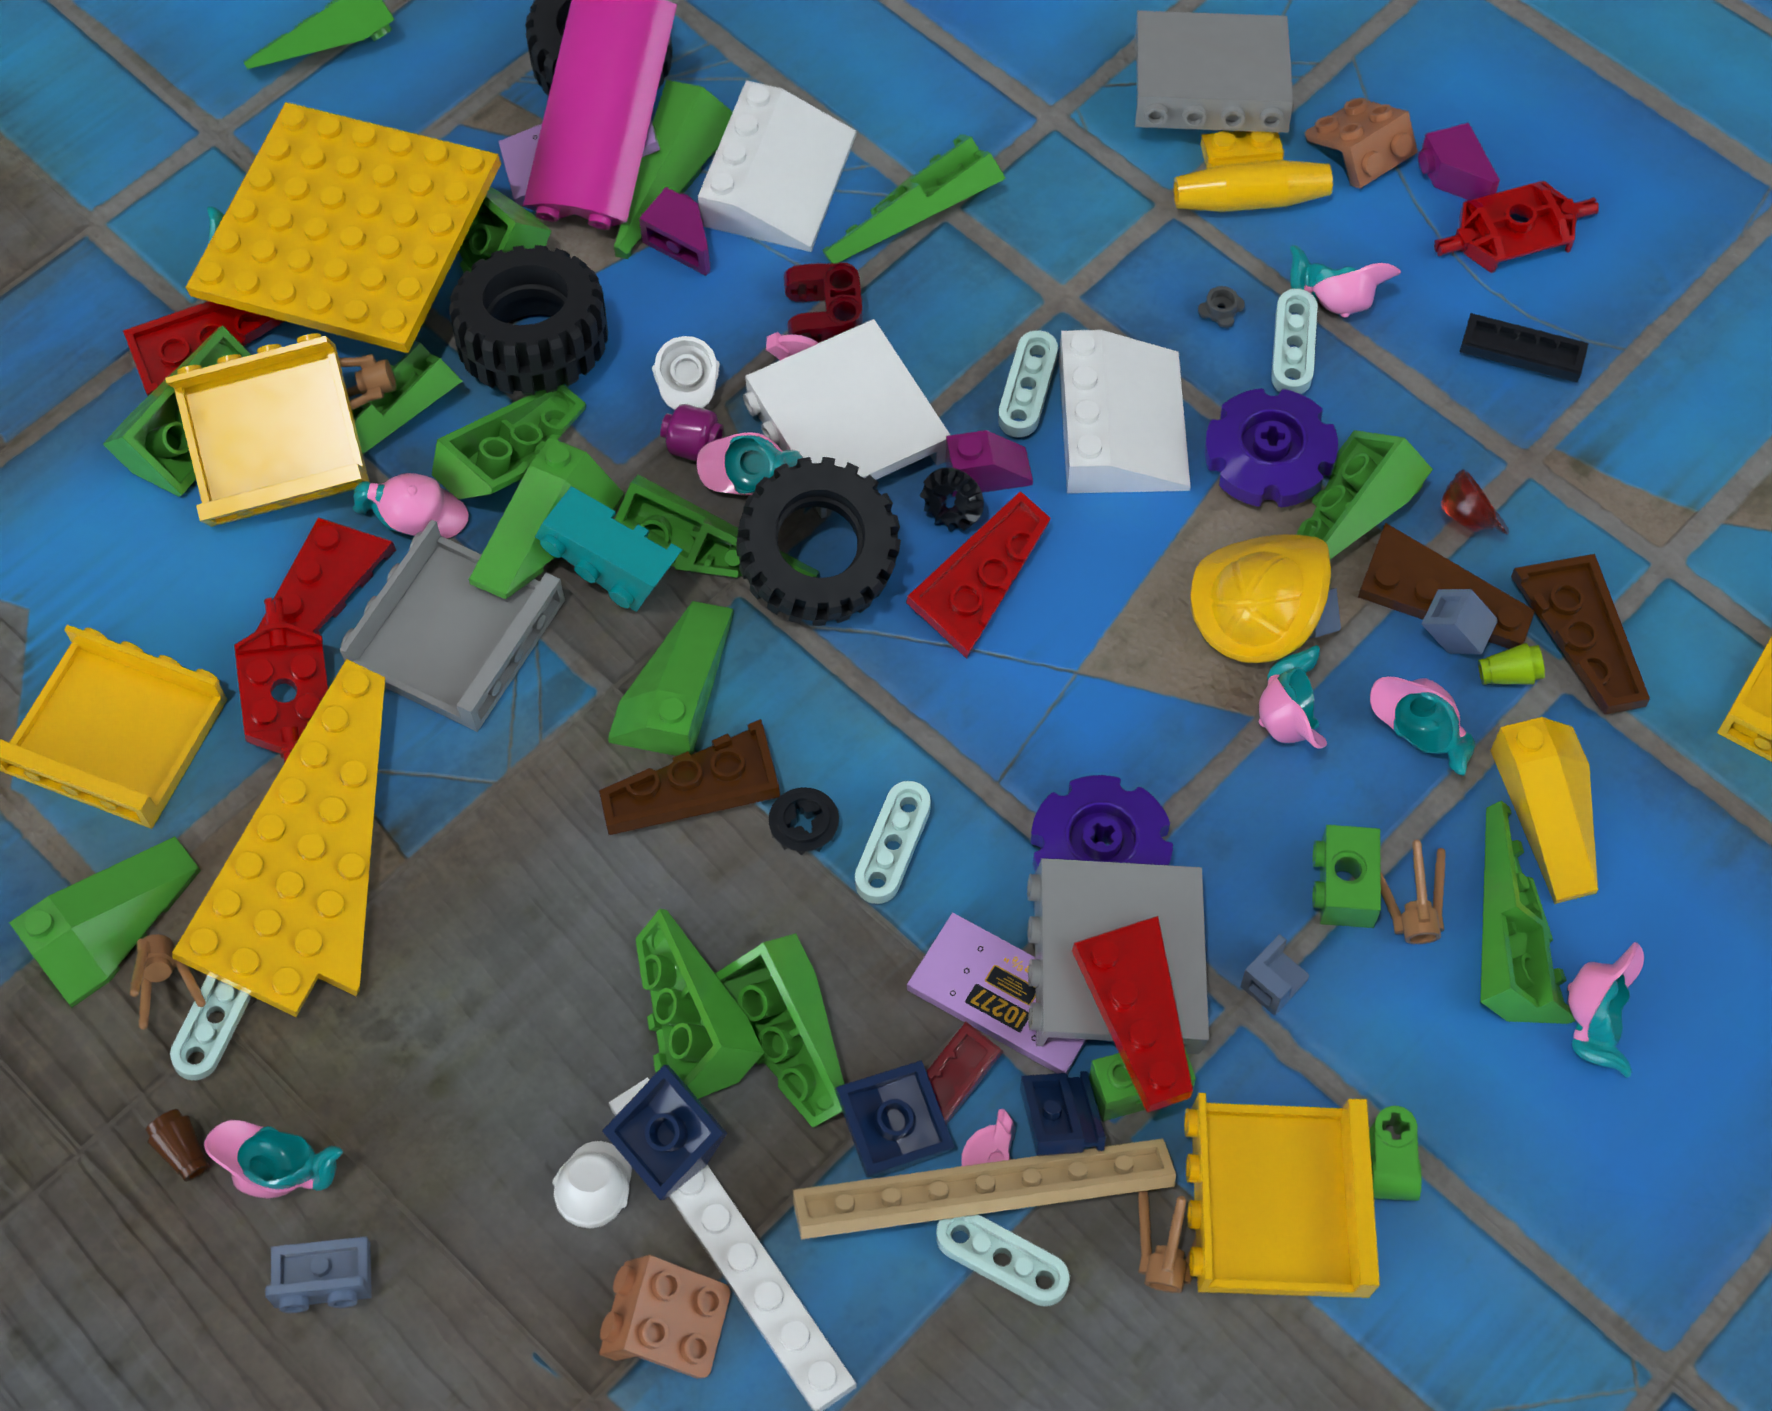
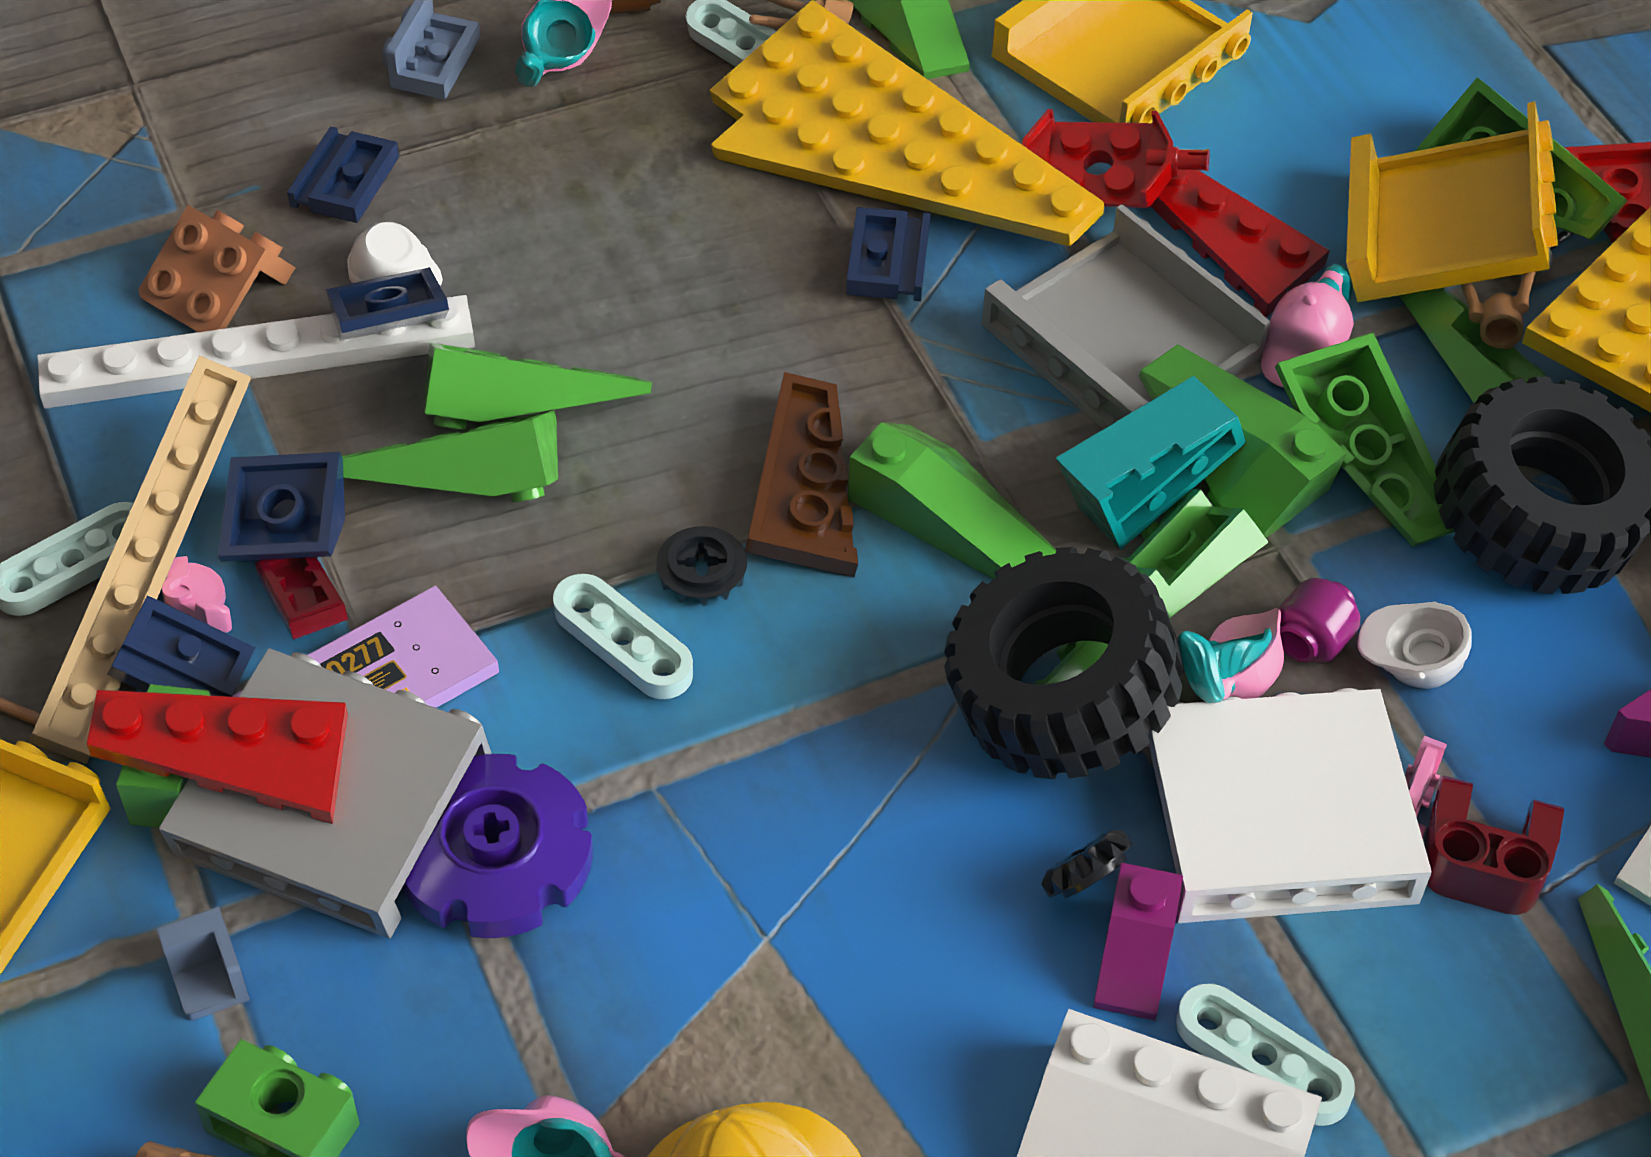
camera: 110 degrees right, 10 degrees down
(437, 810) = (887, 254): none -> dark blue plate
(504, 1273) = (343, 174): none -> dark blue plate
(976, 577) = (960, 867): red wing -> none

